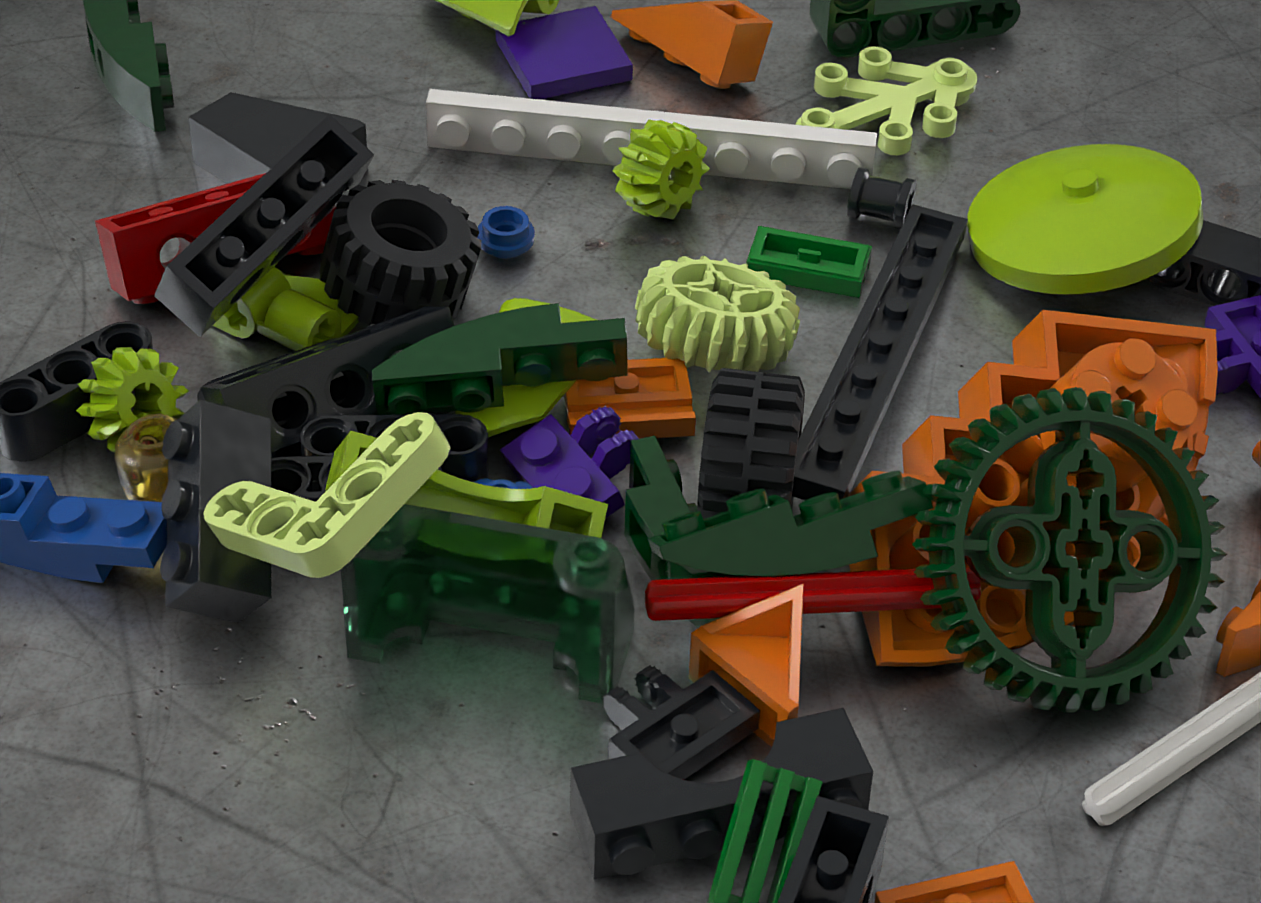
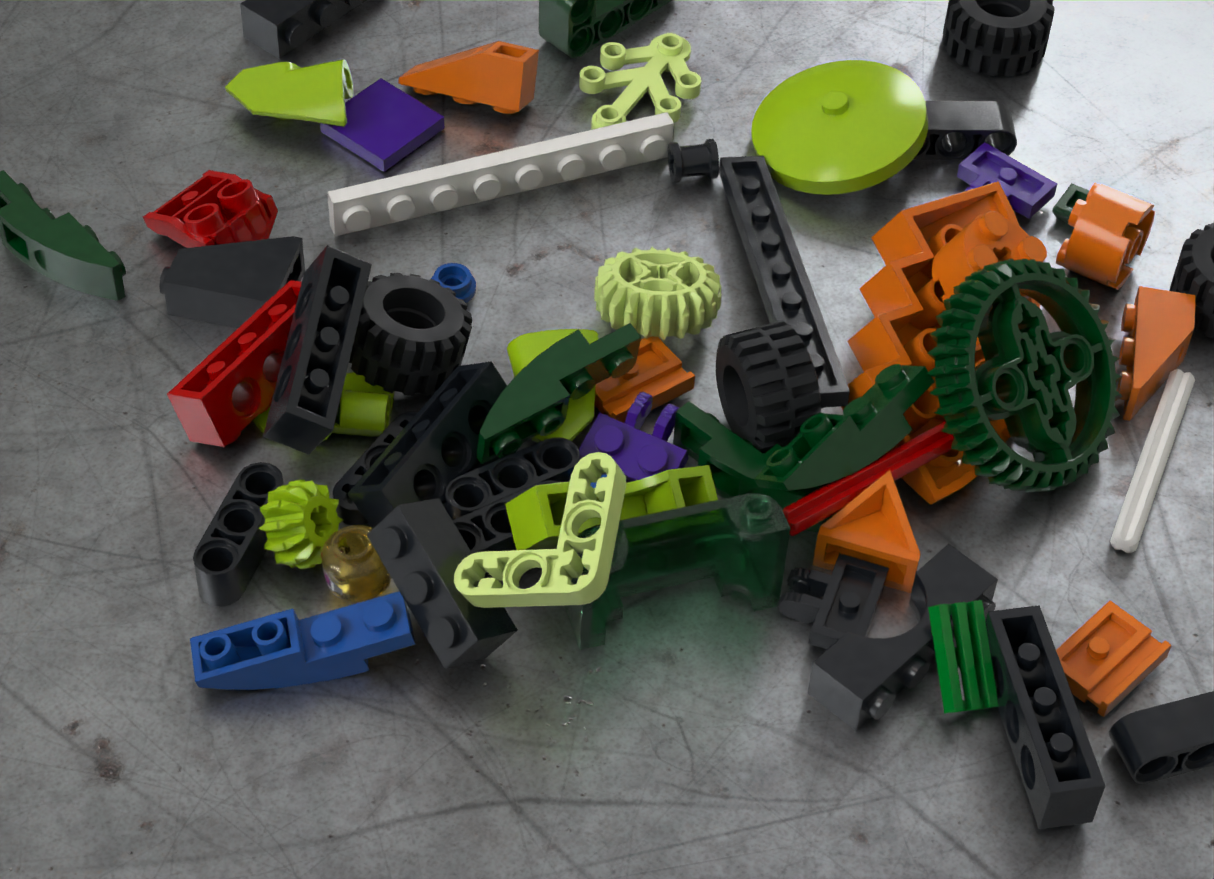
camera: 30 degrees left, 5 degrees up
(310, 75) = (215, 212): none -> red slope
(661, 169) = (537, 194): lime gear -> none
(810, 261) = (674, 226): green tile -> none

